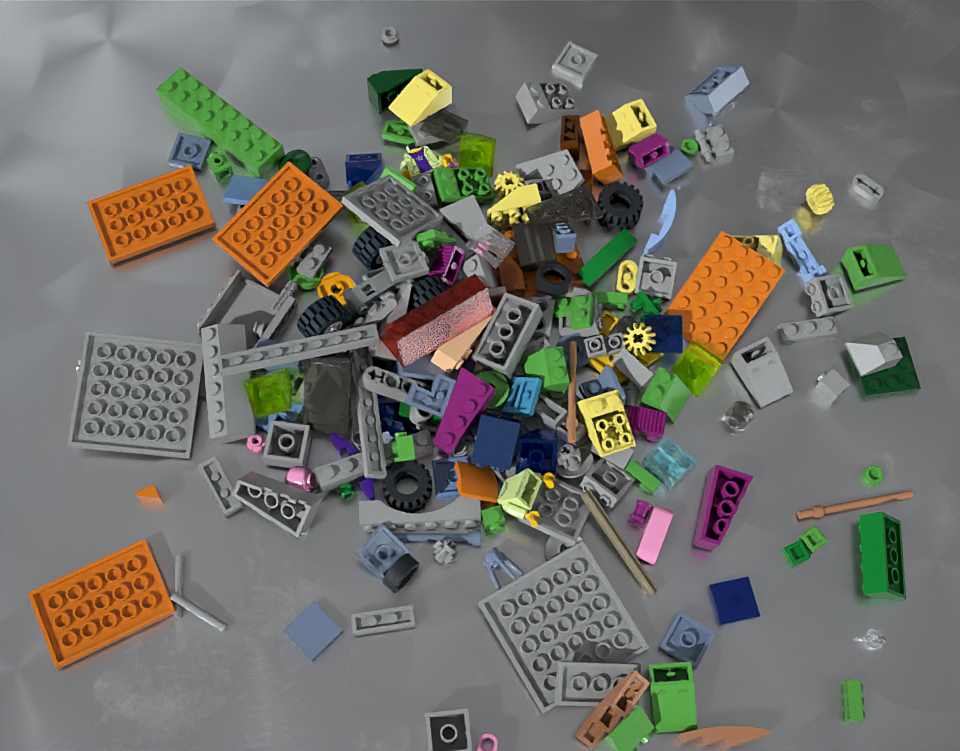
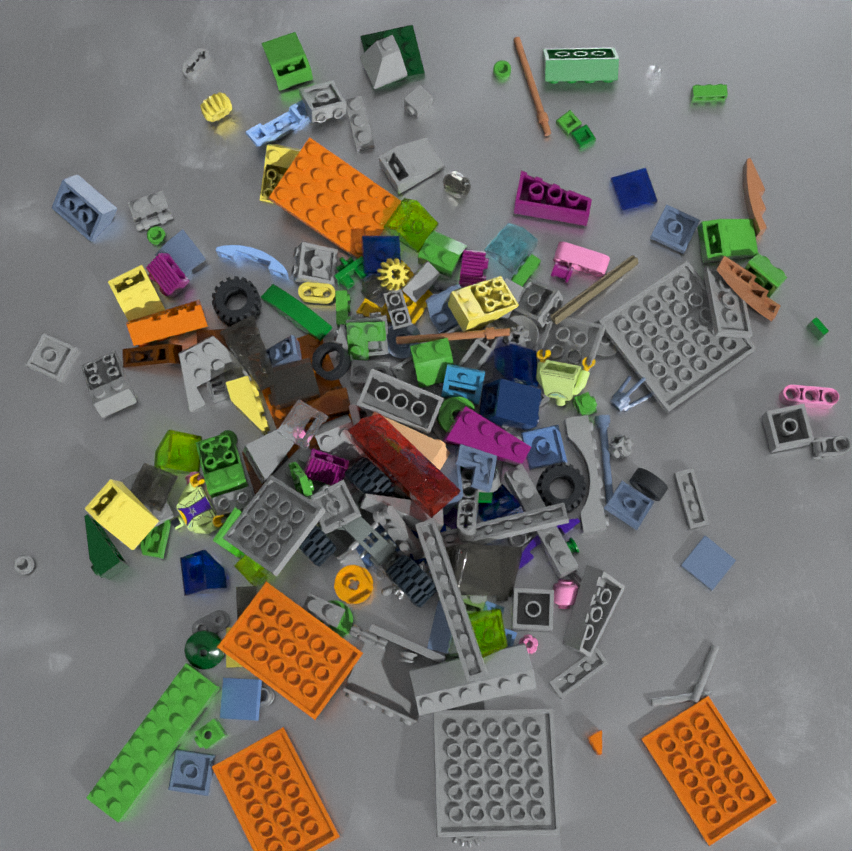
camera: 90 degrees left, 10 degrees up
(403, 447) = (533, 489): bright green brick -> none
(476, 482) = (554, 421): orange slope -> none
(507, 183) = (215, 423): light yellow gear -> none

